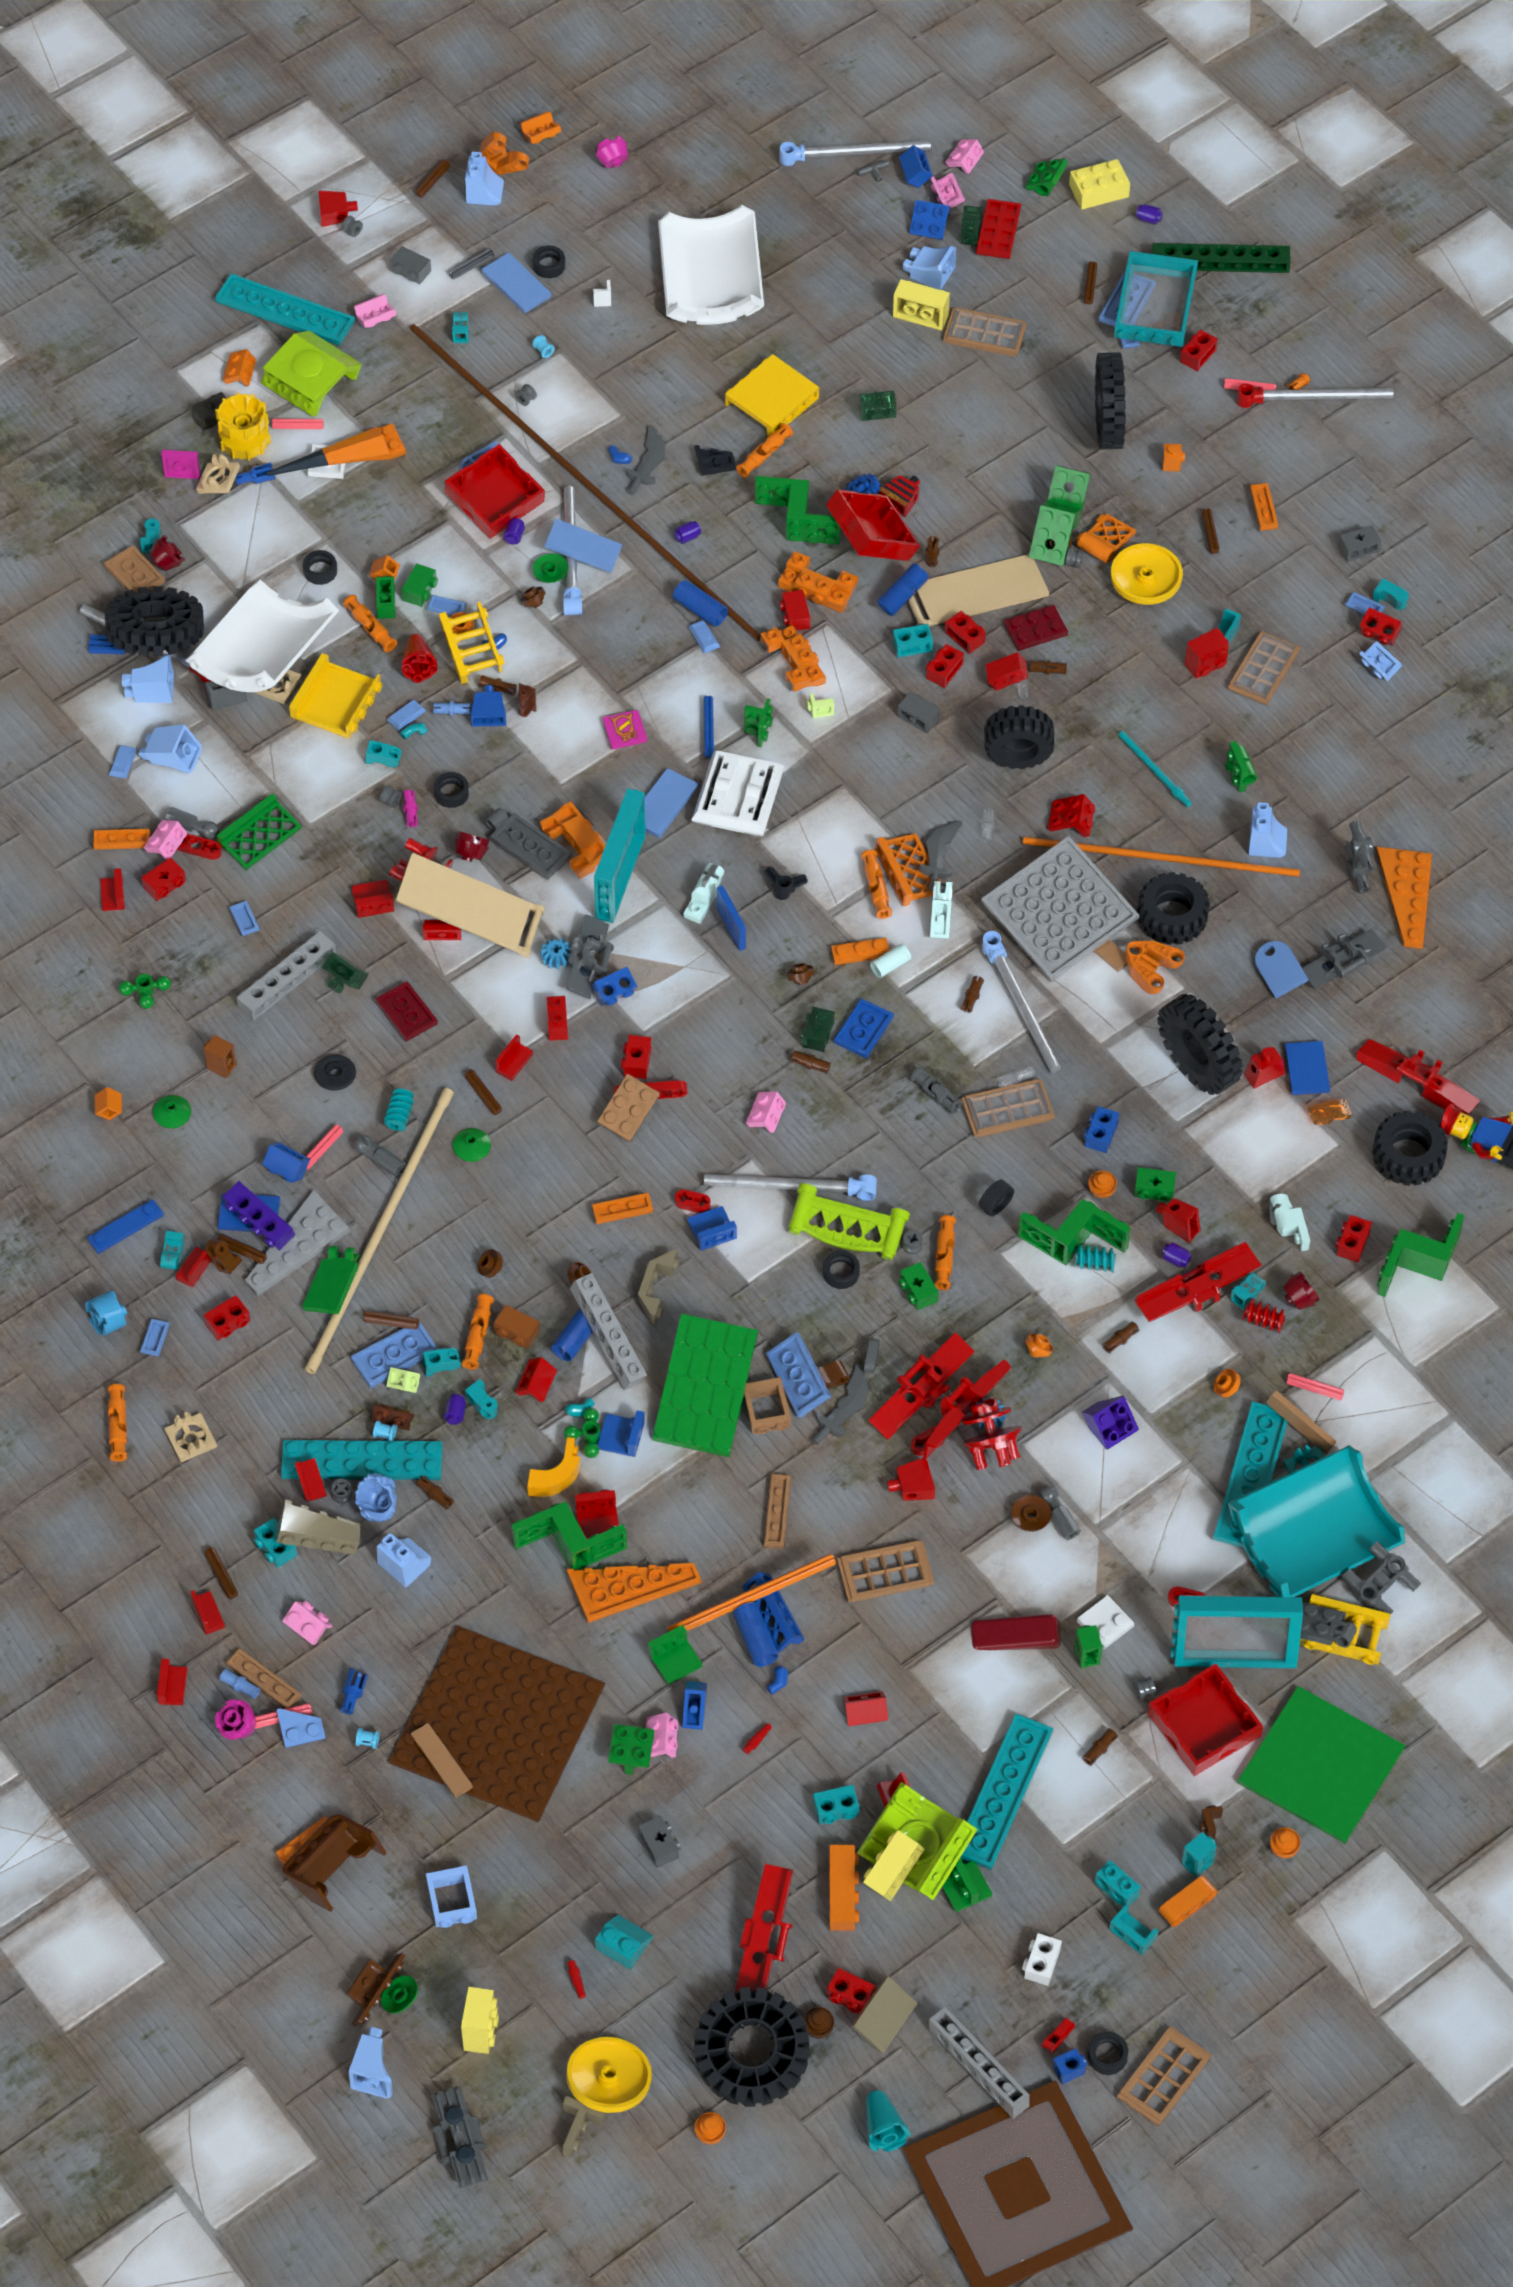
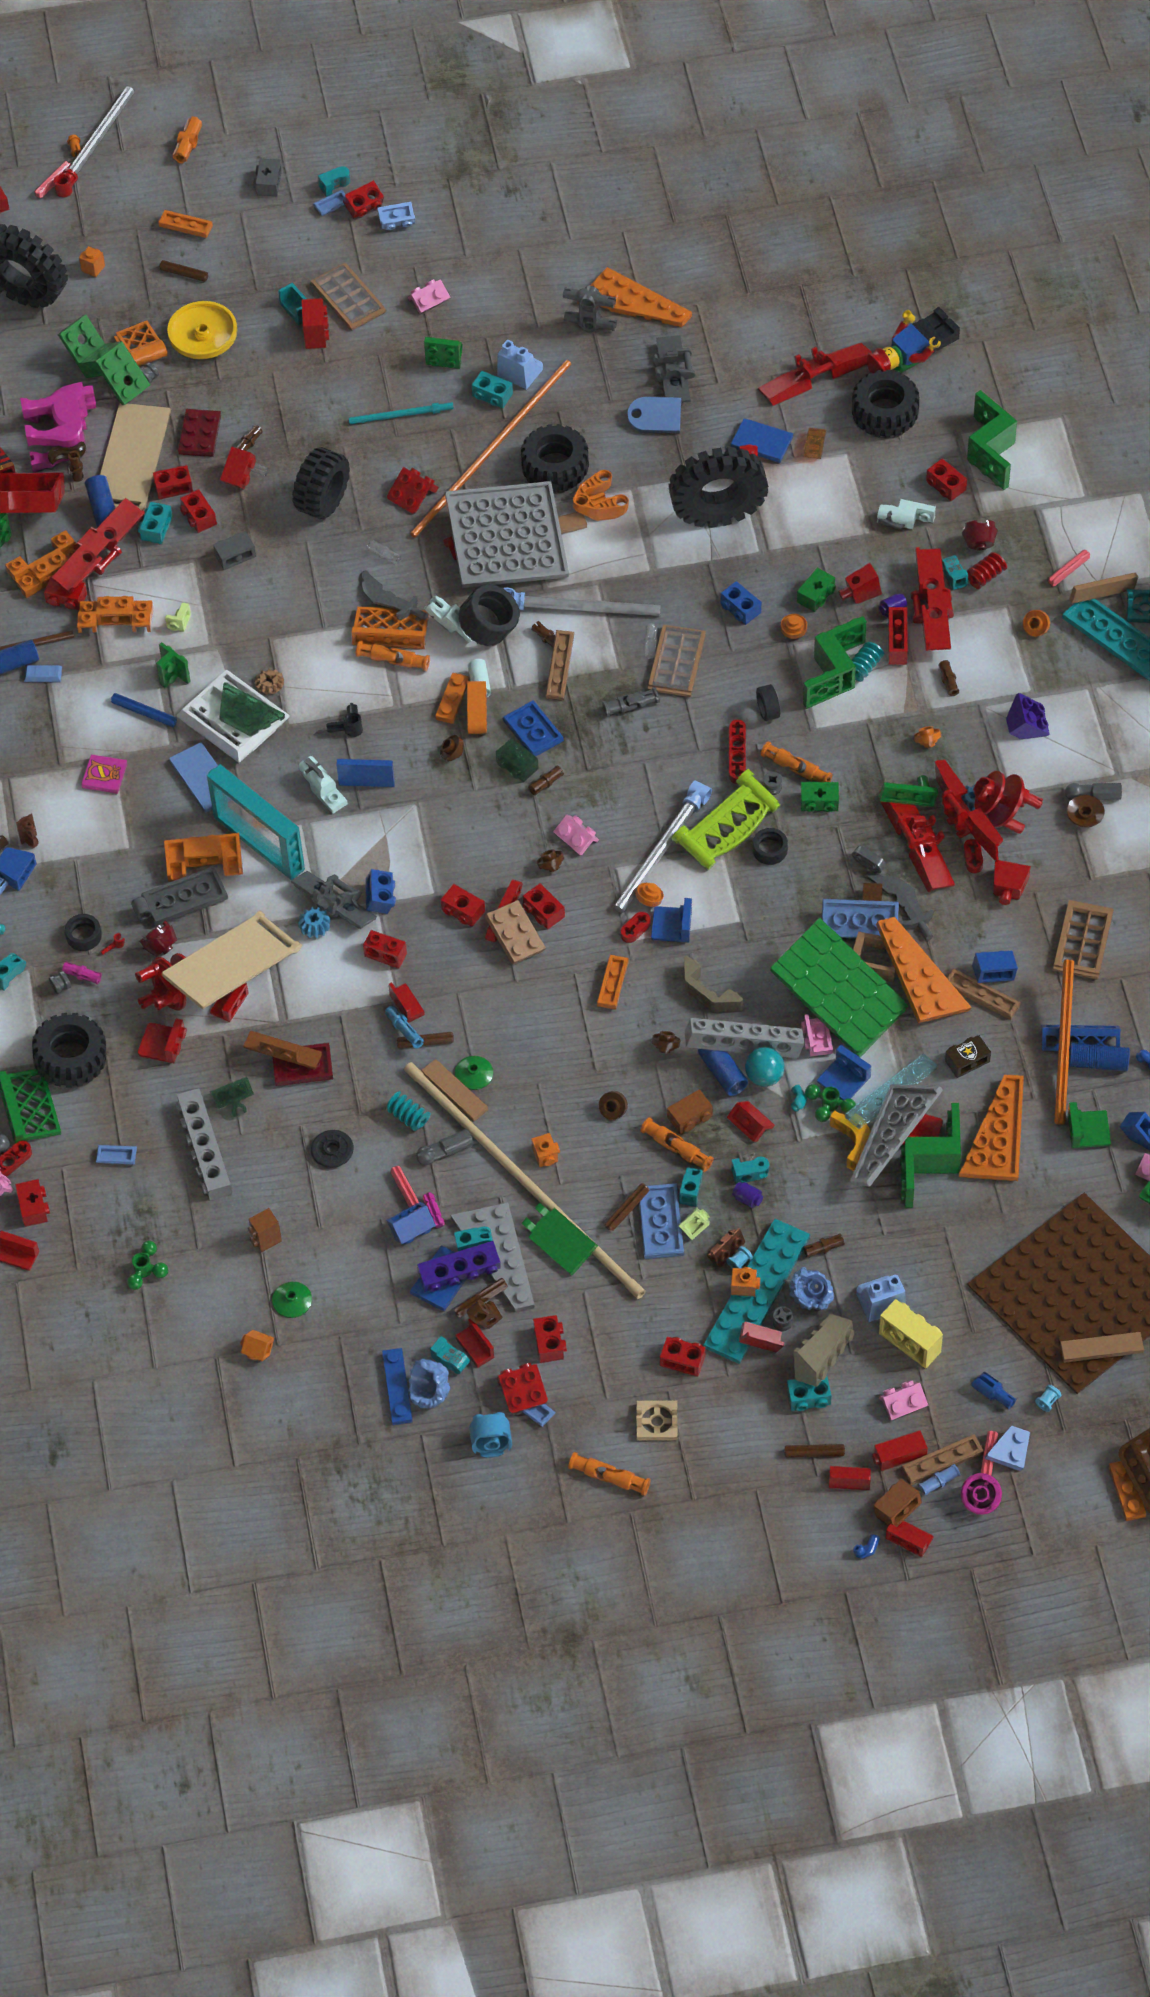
camera: 60 degrees left, 0 degrees up
(132, 1247) = (428, 1383): none -> medium blue hair
(142, 1656) = (867, 1550): none -> blue arm
(166, 1317) = (522, 1387): none -> red bracket
(195, 1658) = (897, 1503): none -> dark orange brick
(252, 1639) = (899, 1450): none -> red brick
(262, 1428) = (681, 1360): none -> red brick
(290, 1213) = (472, 1237): none -> teal leg
(312, 1175) = (434, 1210): none -> dark pink axle
(322, 812) = (69, 1070): none -> black tyre
(356, 1440) = (744, 1281): none -> orange brick
(372, 1596) = (911, 1333): none -> light yellow brick
(407, 987) = (282, 1049): none -> dark orange bracket
(416, 1232) = (545, 1150): none -> orange brick
(444, 1137) = (454, 1090): none -> medium nougat tile
(459, 816) = (116, 943): none -> red hand
(472, 1080) = (400, 1022): none -> dark azure pin
(589, 1488) = (896, 1119): none -> light grey wing
(591, 1363) = (764, 1066): none -> teal piece
(623, 1476) = (871, 1105): none -> clear light blue tile
(649, 1393) = (817, 1037): none -> bright pink bracket
(674, 1120) = (546, 904): none -> red brick
(698, 1525) = (967, 1056): none -> dark brown brick
(723, 1102) = (550, 860): none -> reddish brown plate
(731, 1195) = (649, 894): none -> orange plate
(738, 796) = (246, 712): none -> clear green wing
(754, 1456) = (924, 984): none -> orange wing
(797, 810) = (267, 687): none -> medium nougat gear
(808, 1506) = (994, 966): none -> blue brick
(852, 601) = (93, 542): none -> red piece
(853, 971) = (477, 707): none -> orange beam
(935, 1202) = (737, 751): none -> red beam
(943, 1016) = (560, 665): none -> medium nougat tile
(961, 1357) = (909, 794): none -> green piece
(975, 922) = (499, 602): none -> black tyre
(978, 524) = (68, 411): none -> dark pink piece
(1139, 1272) = (897, 636): none -> red brick
(1227, 826) = (492, 389): none -> teal brick
(1302, 729) = (429, 296): none -> bright pink bracket
(1362, 462) = (187, 139): none -> orange piece

